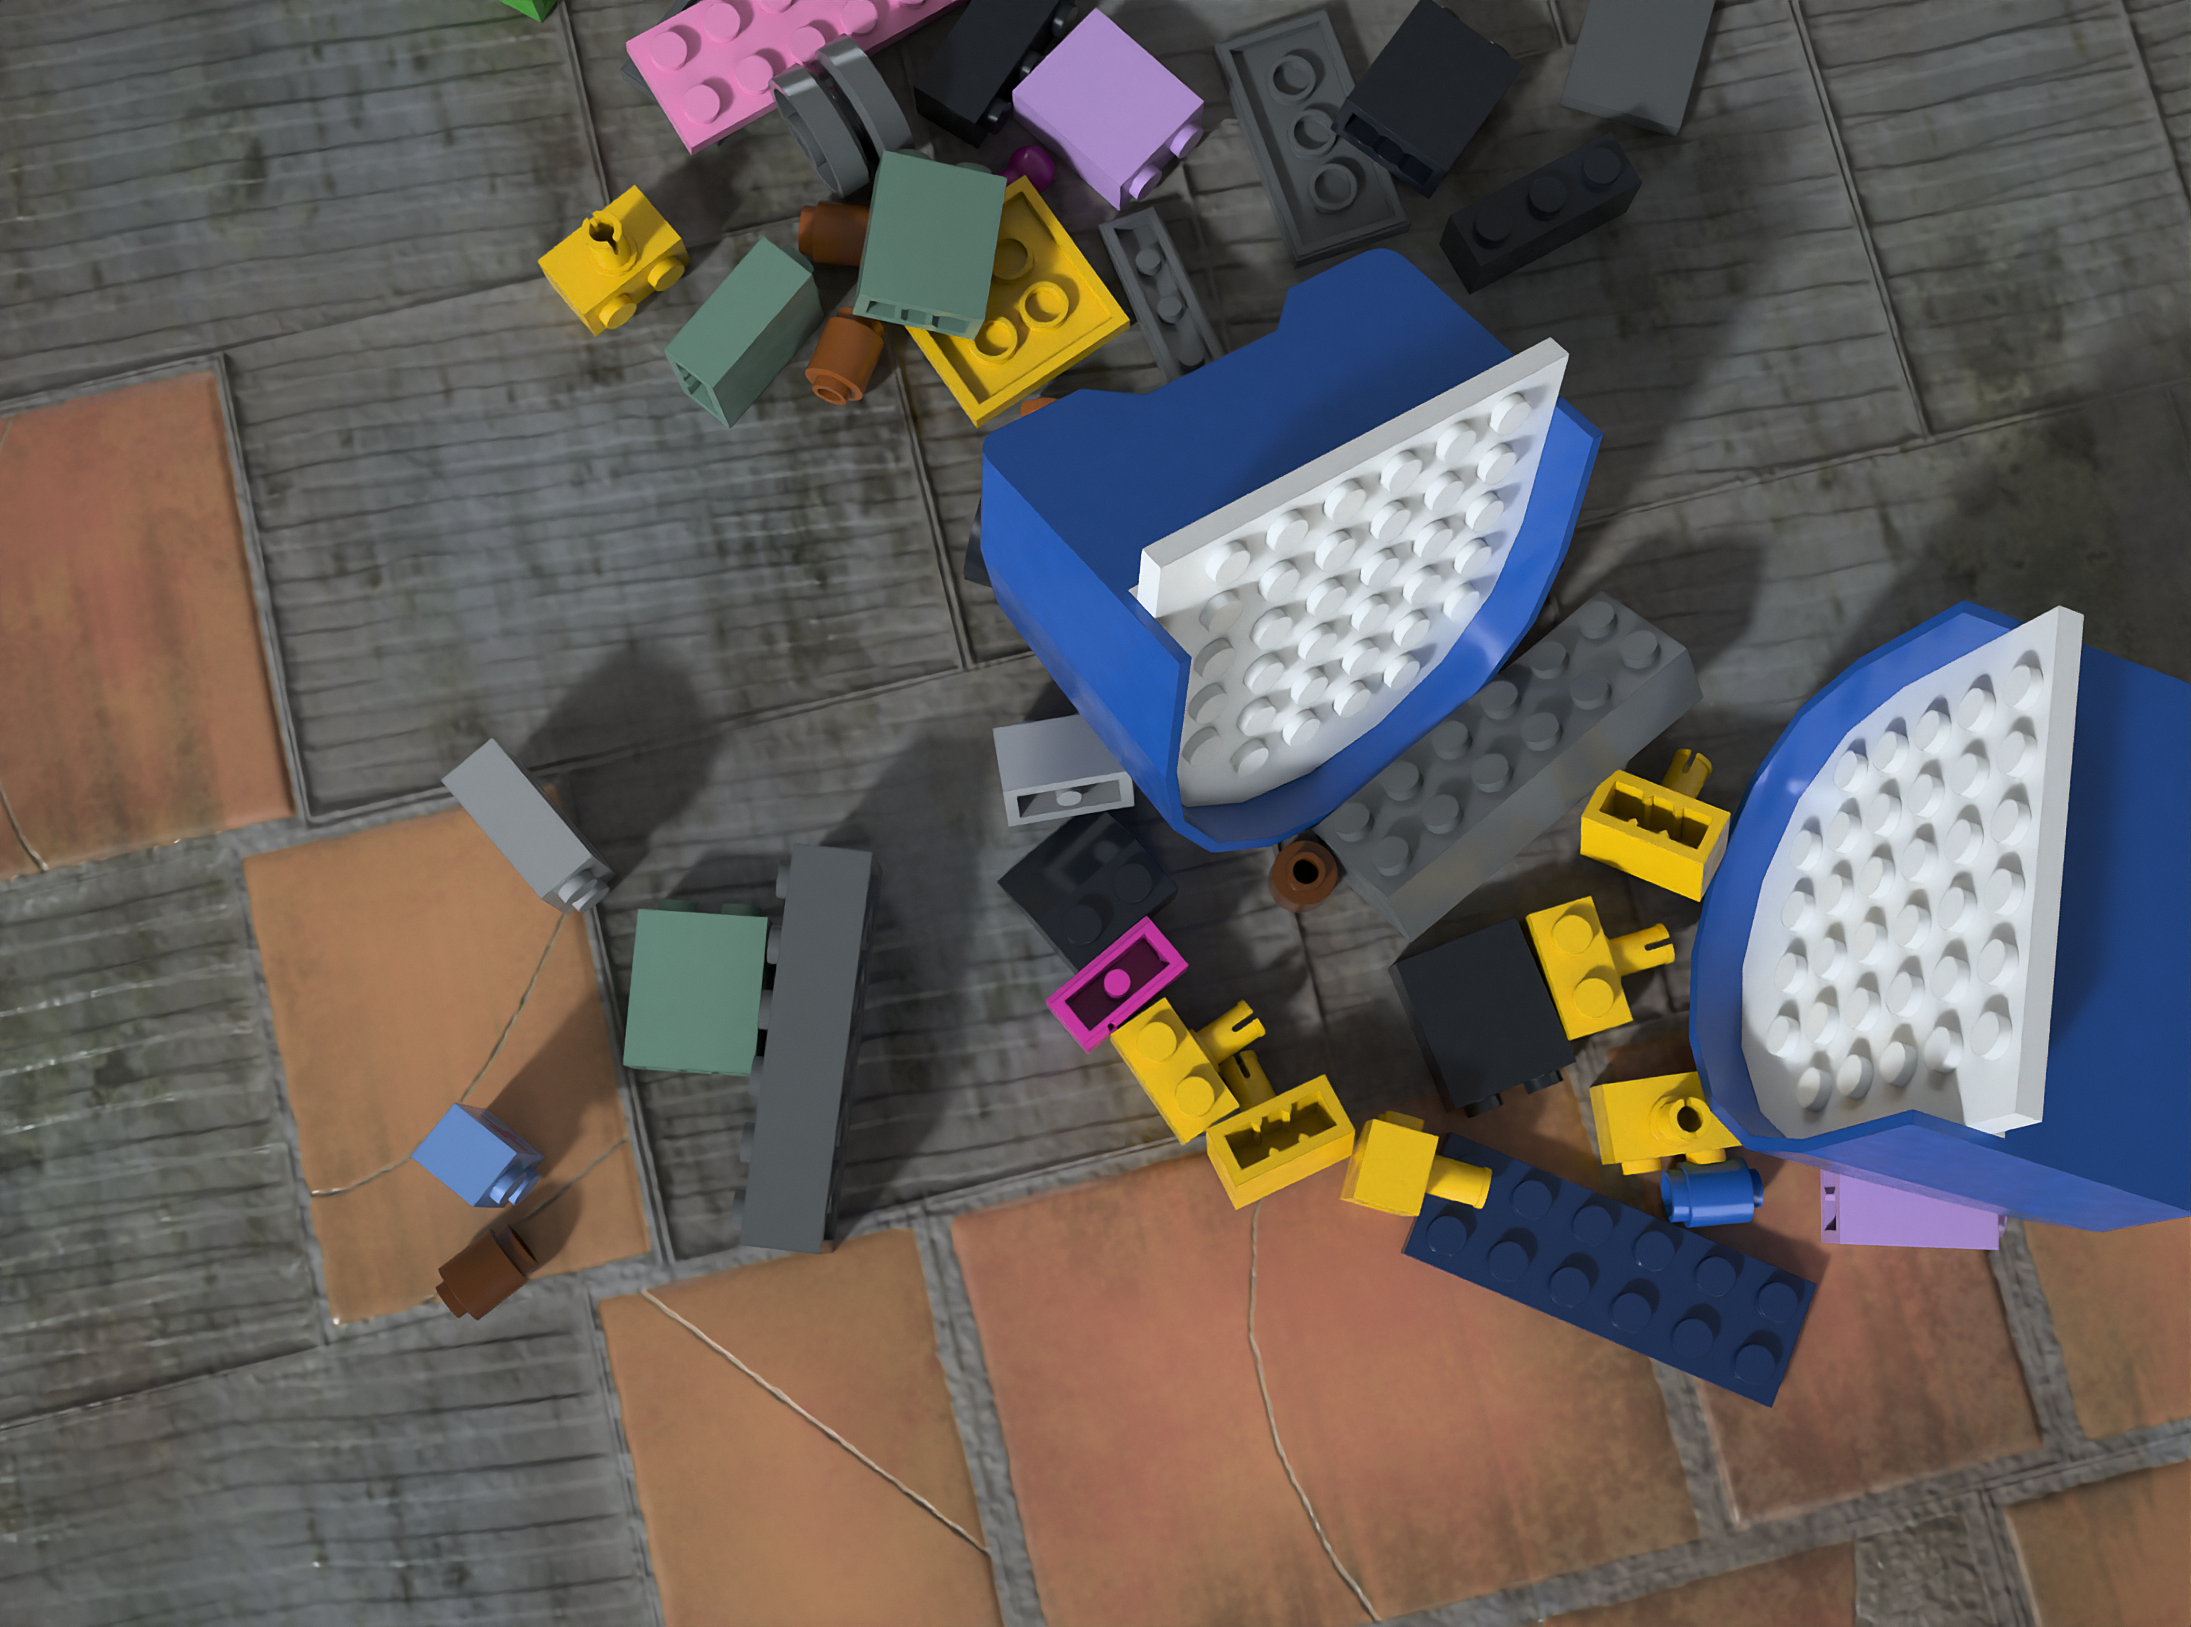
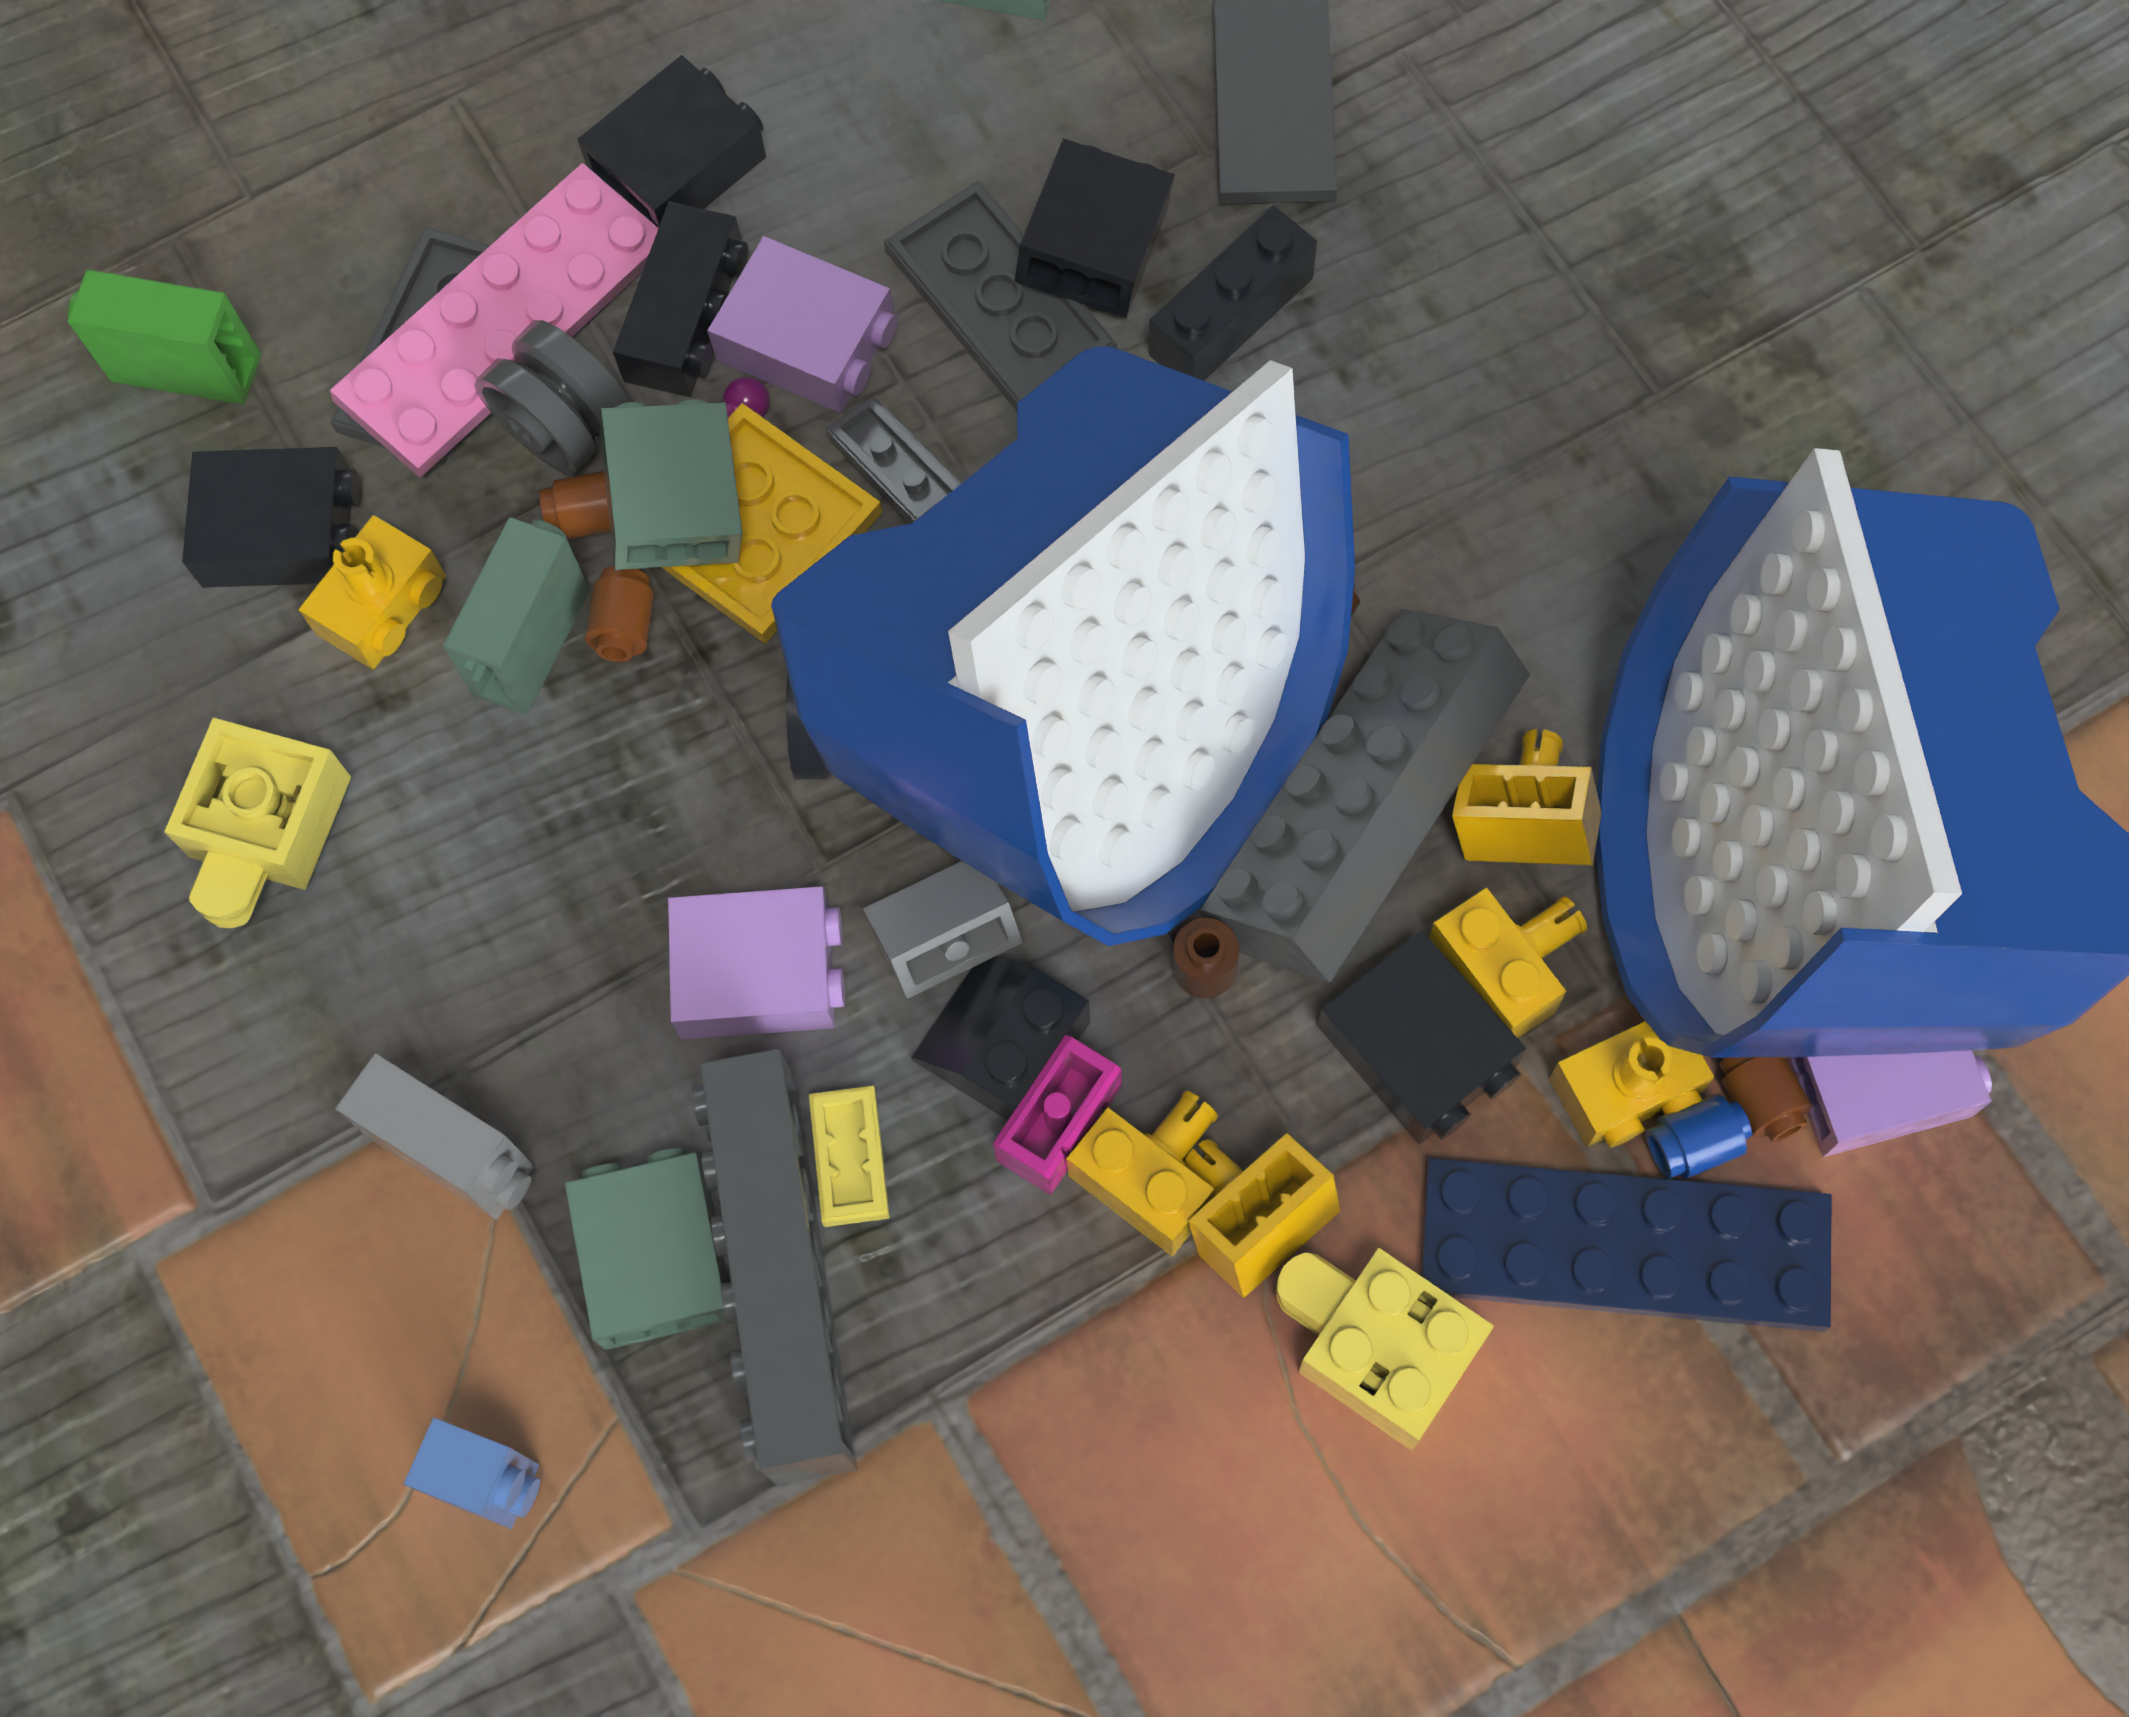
camera: 10 degrees left, 10 degrees down
(444, 455) = (253, 814): none -> light yellow brick
(486, 1273) = (511, 1595): reddish brown brick -> none
(534, 150) = (267, 515): none -> black brick
(875, 745) = (754, 963): none -> lavender brick
(910, 959) = (849, 1156): none -> light yellow plate
(1354, 1288) = (1383, 1333): none -> light yellow brick
(1398, 1164) = (1386, 1200): yellow brick -> none
(1790, 1185) = (1767, 1094): none -> dark orange brick

